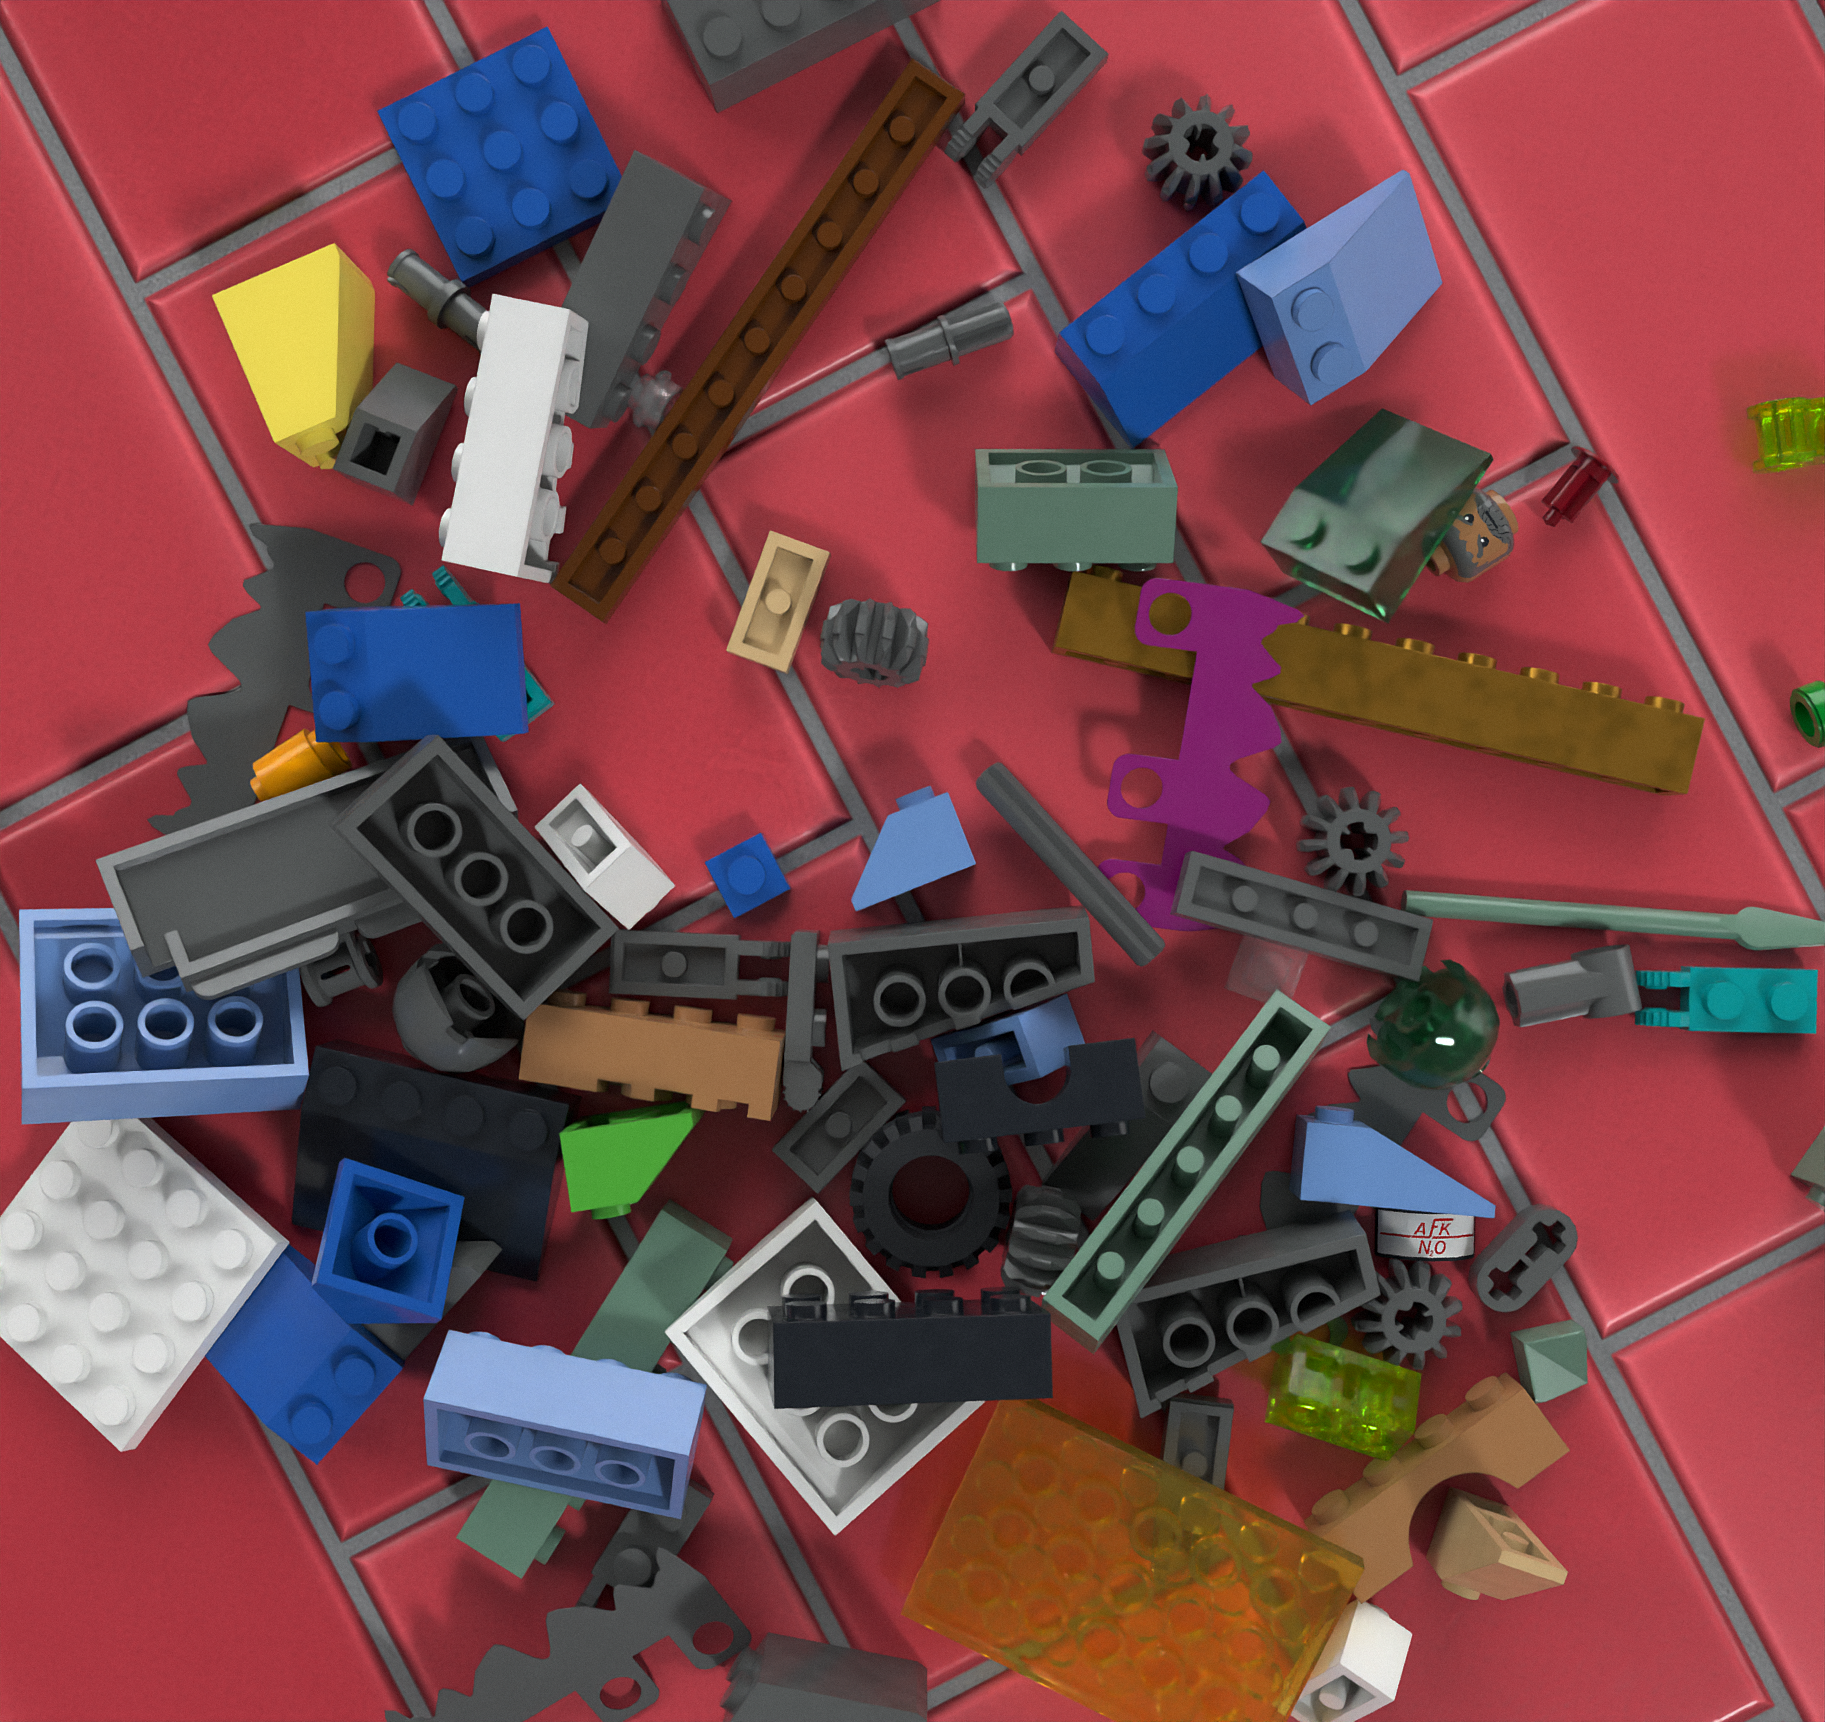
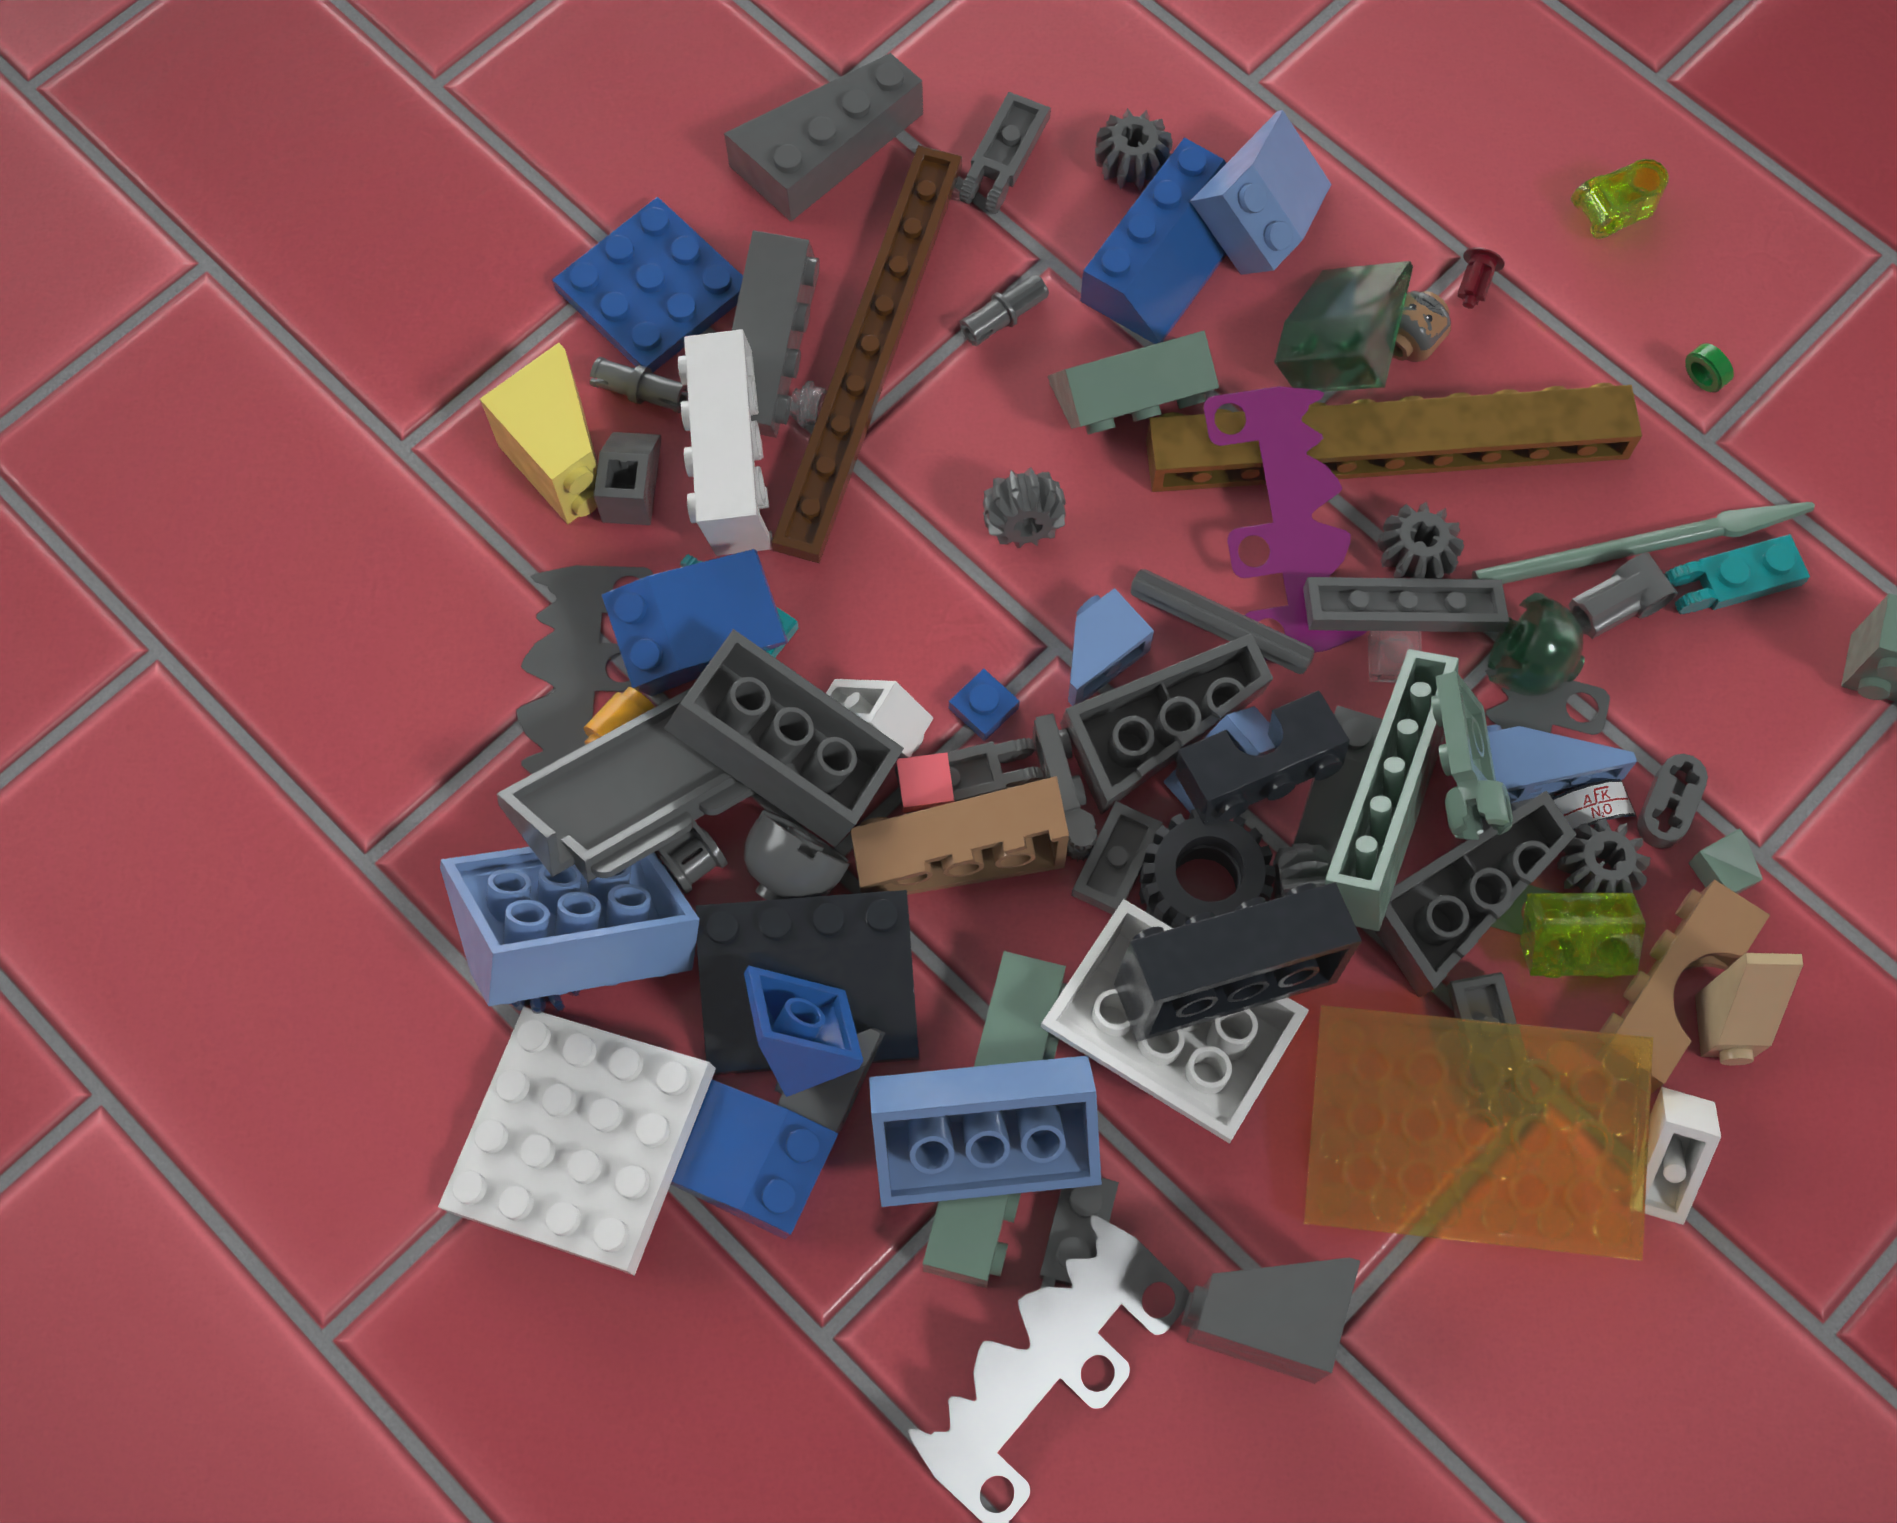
camera: 10 degrees left, 20 degrees down
(621, 1154) = (962, 913): bright green slope -> none
(637, 968) = (925, 781): none -> coral tile
(778, 602) = (943, 509): tan plate -> none
(1282, 1184) = (1469, 761): none -> sand green plate

